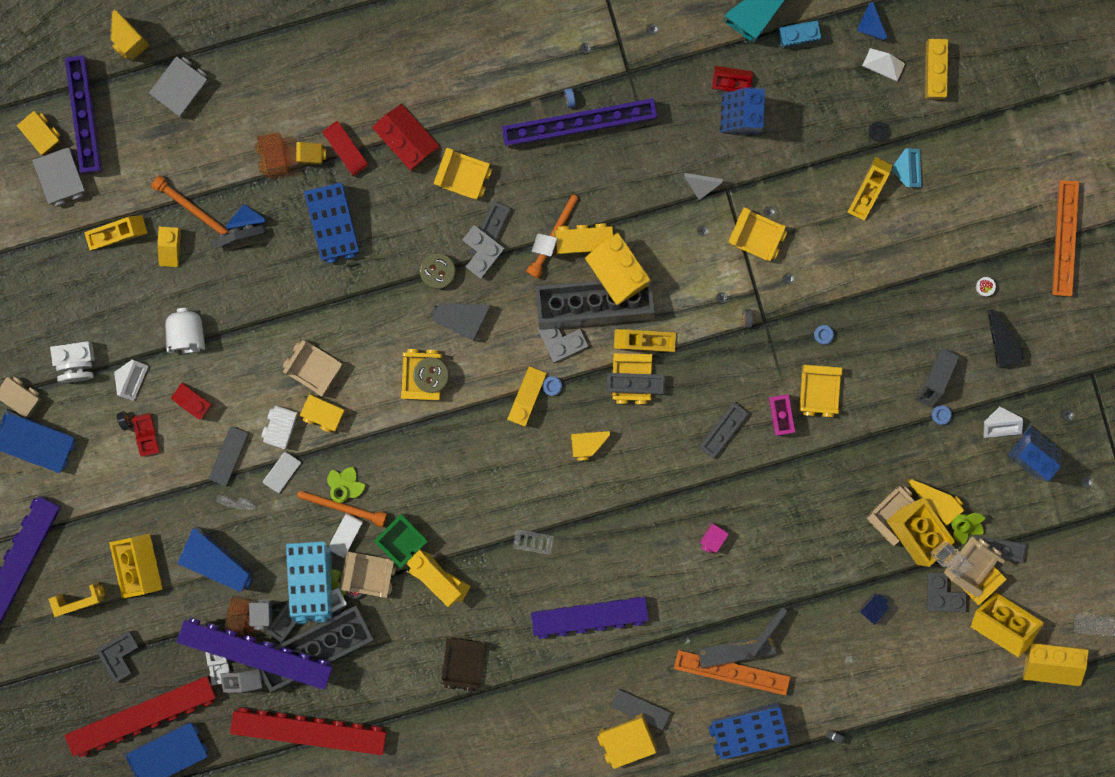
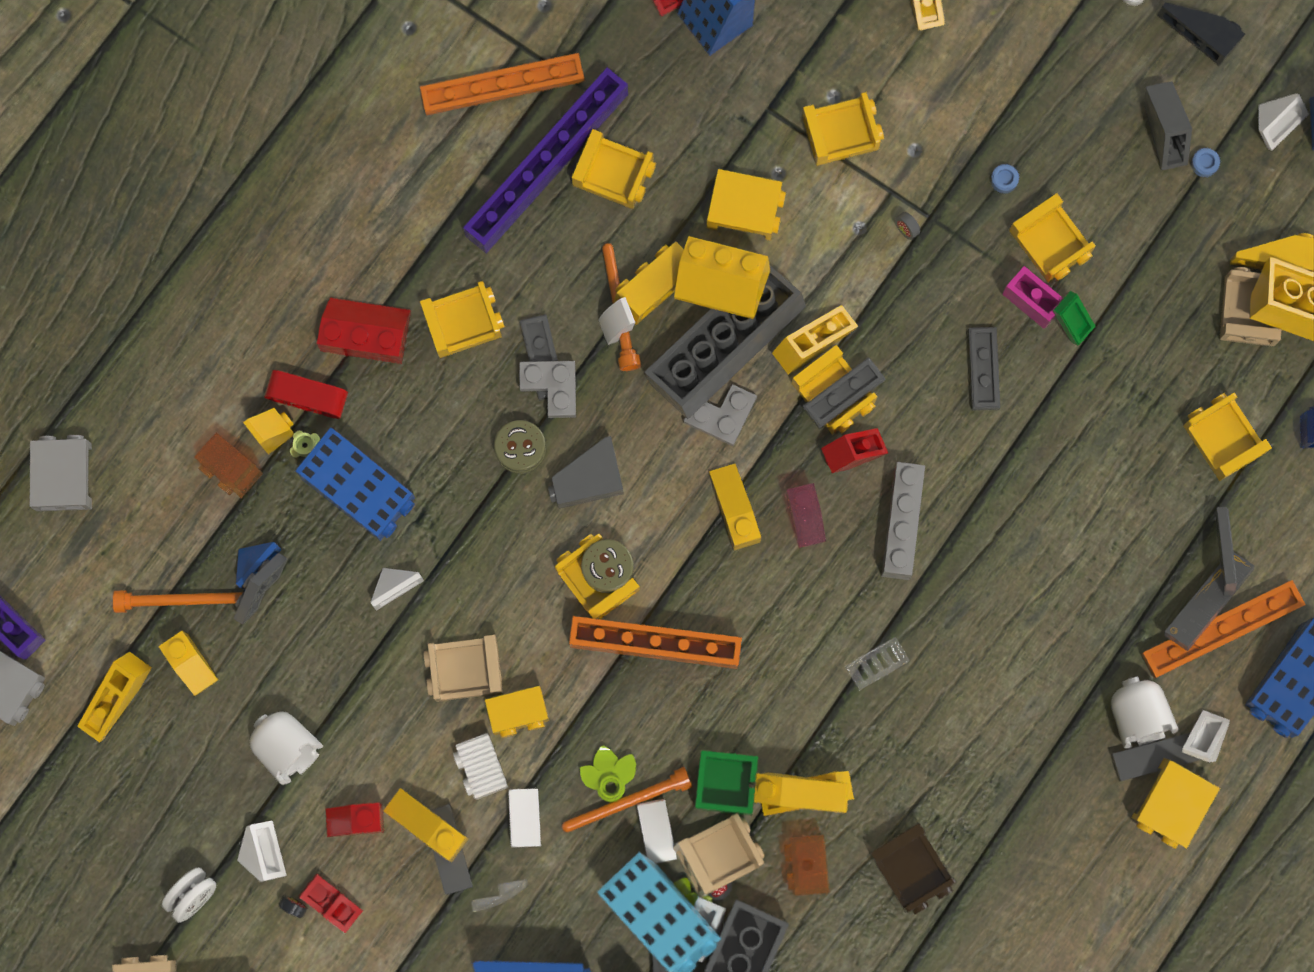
camera: 40 degrees left, 10 degrees down
(72, 353) = (167, 874): white brick -> none
(226, 435) = (425, 825): none -> yellow slope
(310, 290) = (393, 584): none -> white slope
(328, 176) = (301, 438): none -> yellowish green plate
(409, 617) = (807, 865): none -> clear orange brick
(423, 436) = (655, 642): none -> orange brick
(552, 385) = (753, 472): medium blue tile -> none
(560, 433) = (805, 515): none -> clear pink slope
(569, 98) = (514, 144): medium blue tile -> none
(587, 443) = (846, 503): yellow slope -> none
(589, 616) = (1011, 695): dark purple brick -> none
(590, 57) = (502, 84): none -> orange plate
(609, 478) = (903, 521): none -> light grey brick
(612, 157) = (613, 170): none -> yellow panel
(615, 418) = (854, 450): none -> red slope
(649, 680) = (1142, 712): none -> white cylinder
(668, 235) = (745, 203): none -> yellow panel
(673, 721) = (1206, 737): none -> white slope
(701, 184) = (735, 123): light grey slope -> none
(713, 538) = (1075, 495): dark pink brick -> none
(793, 443) = (1074, 318): none -> green tile
(821, 572) = (1225, 436): none -> yellow panel

